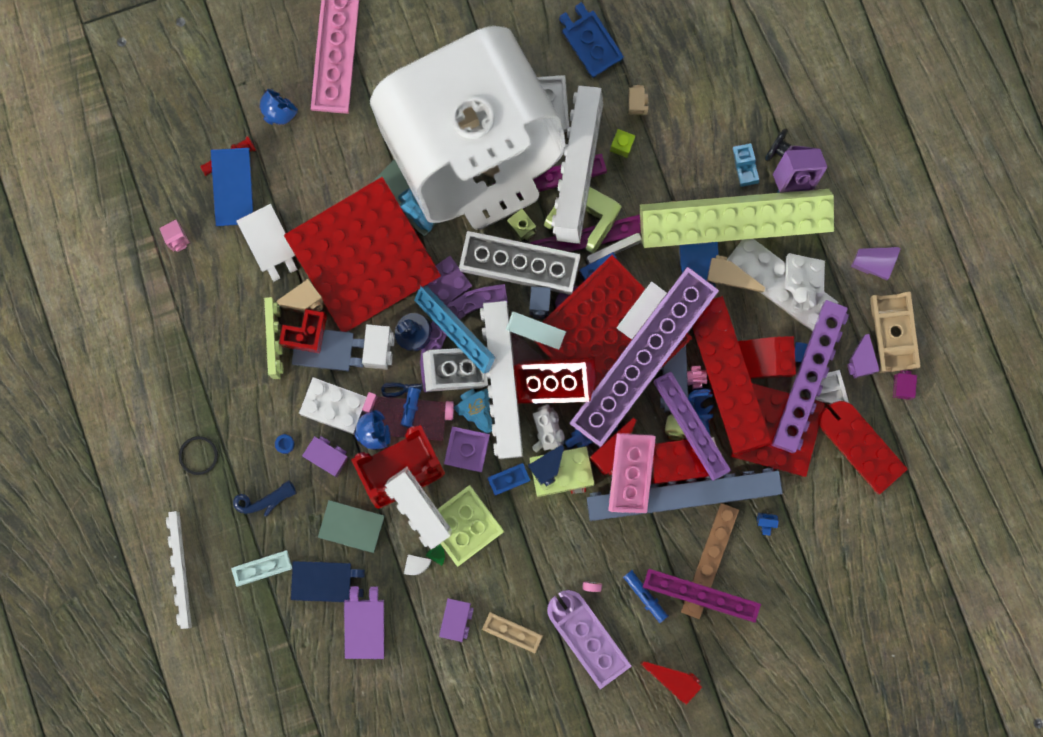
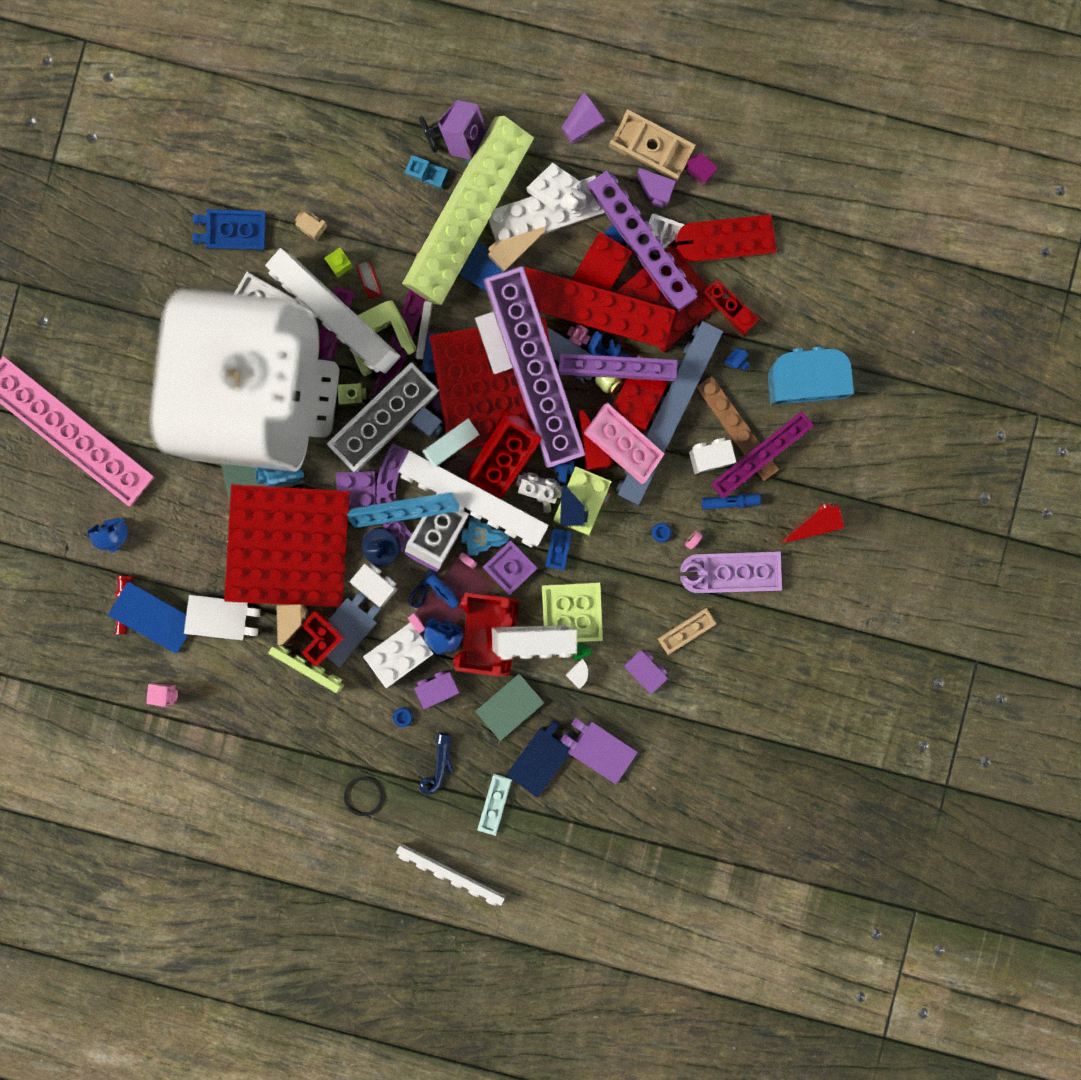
camera: 60 degrees left, 5 degrees up
(580, 555) = (661, 532): none -> blue tile
(625, 177) = (369, 280): none -> sticker
(671, 554) = (713, 456): none -> white brick
(794, 592) = (810, 376): none -> dark azure brick
(806, 487) = (731, 308): none -> red slope

